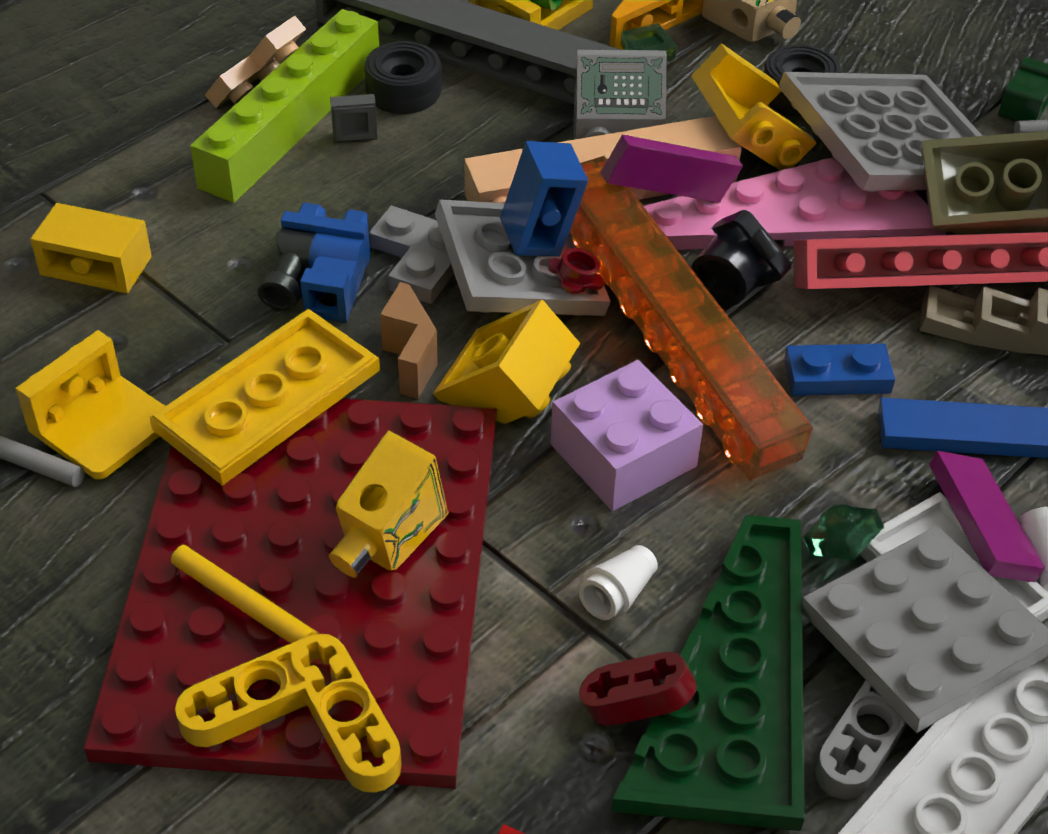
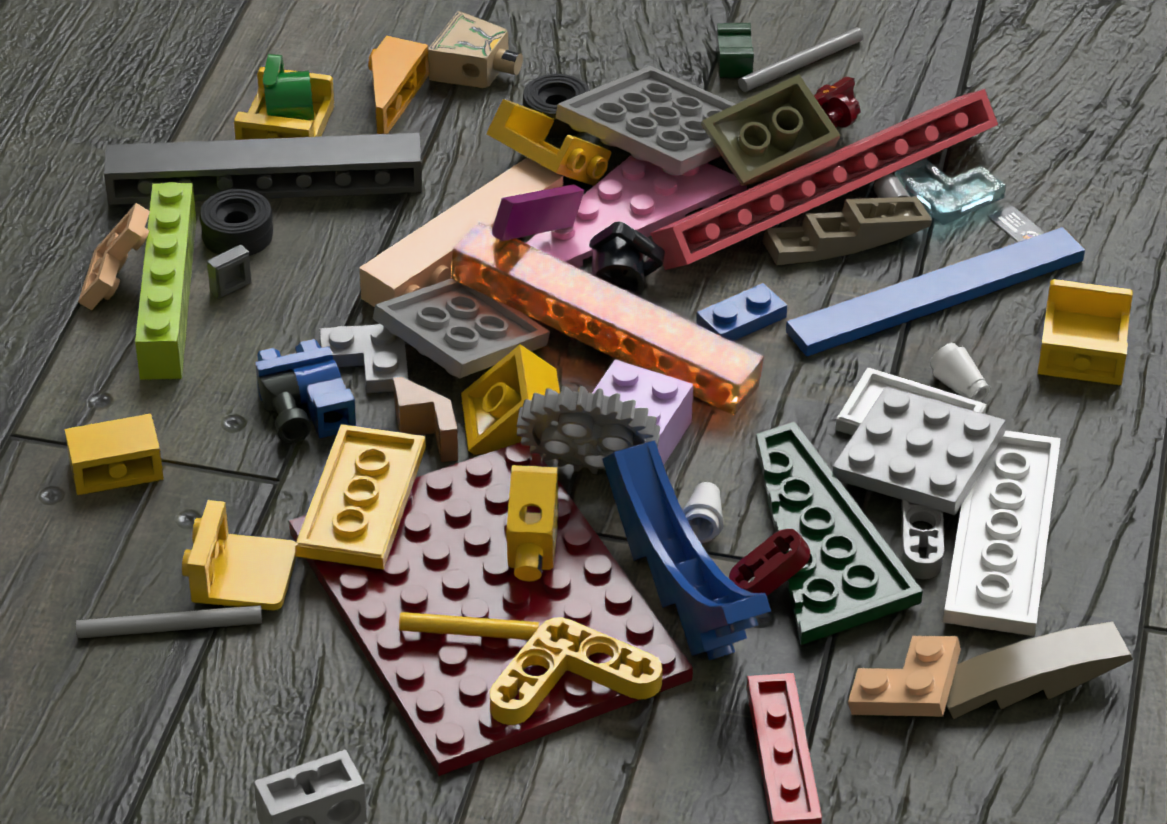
camera: 30 degrees left, 5 degrees down
(513, 700) = (707, 601): none -> blue arch
(534, 426) = (583, 426): none -> light grey gear
(543, 198) = (464, 271): blue brick -> none
(577, 271) = (517, 317): dark red plate -> none
(618, 91) = (437, 172): slope -> none
(649, 38) = (414, 119): clear green plate -> none
(843, 532) = (825, 417): clear green plate -> none
(986, 517) = (908, 368): magenta tile -> none

